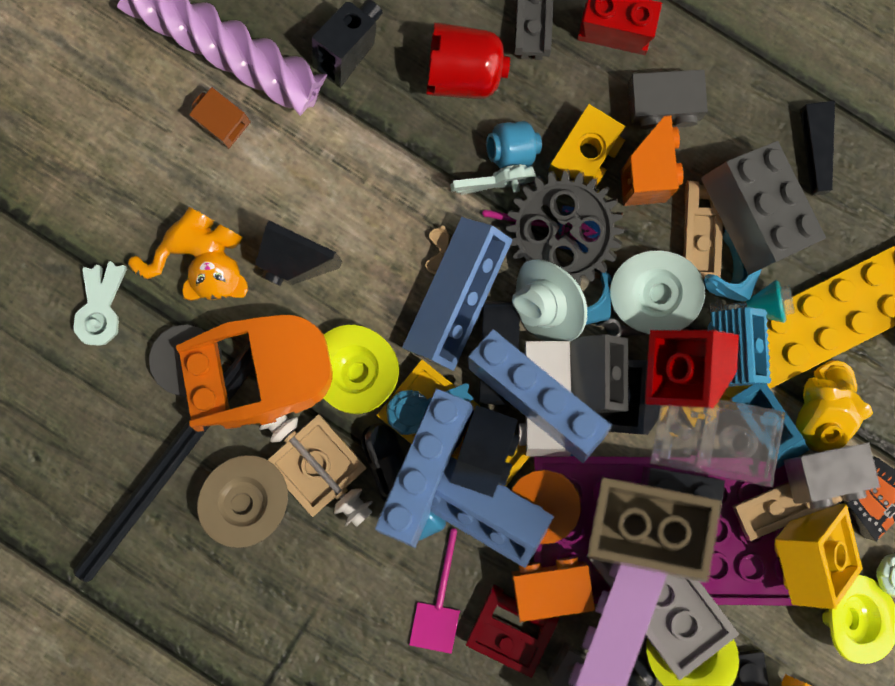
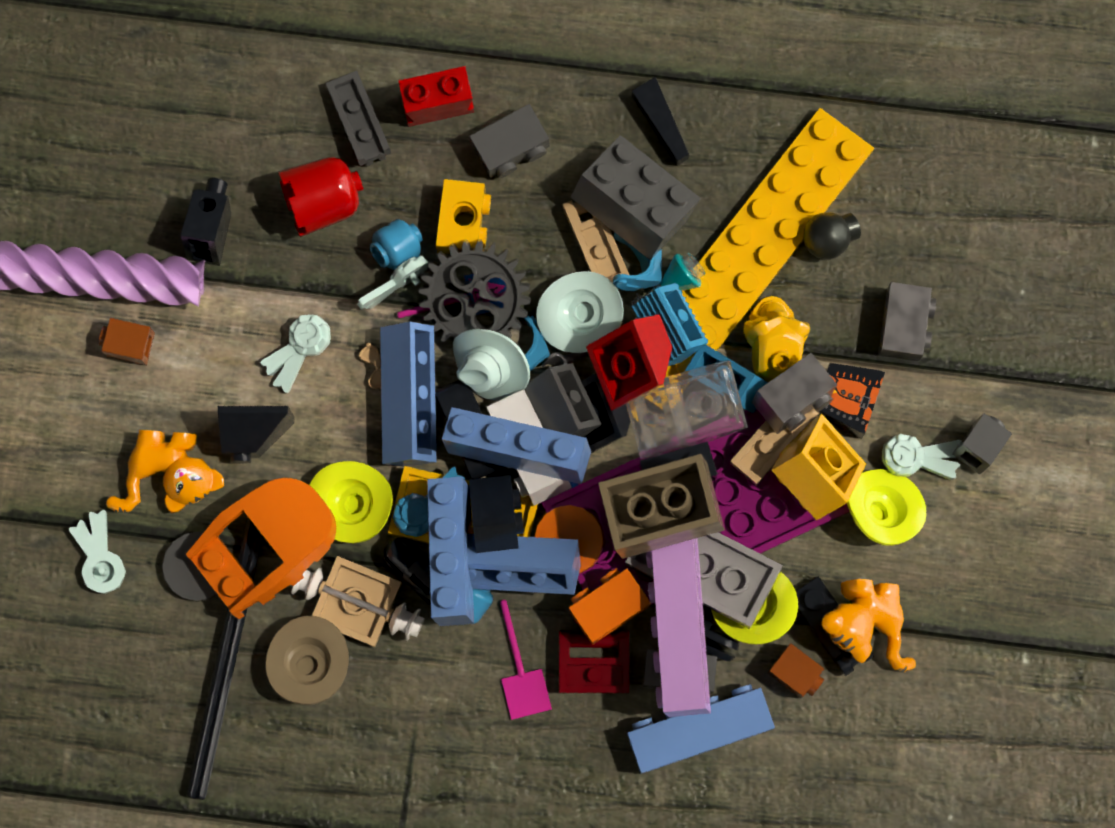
camera: 25 degrees left, 5 degrees down
(389, 193) = (307, 337): none -> light aqua piece
(652, 169) = (522, 210): orange slope -> none

